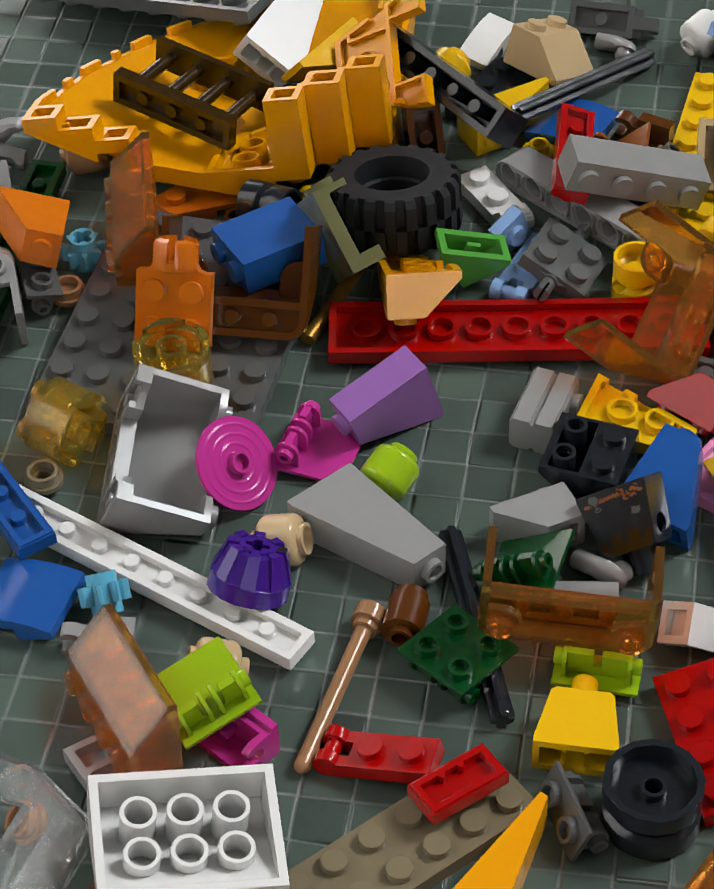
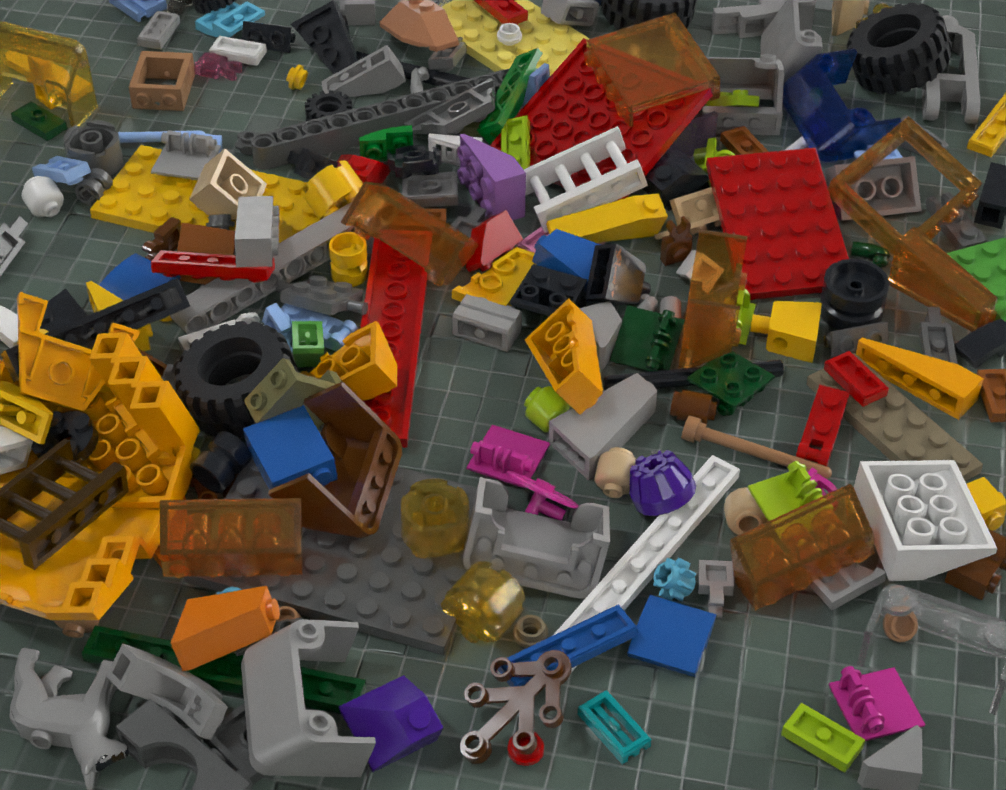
camera: 90 degrees left, 0 degrees up
(174, 286) = (367, 504): orange plate -> none
(387, 399) = (478, 397): medium lavender slope -> none
(443, 463) = (568, 356): none -> light orange wedge
(547, 50) = (44, 280): tan slope -> none
(585, 84) = (93, 264): black axle -> none
(614, 43) = (30, 250): light grey arm -> none

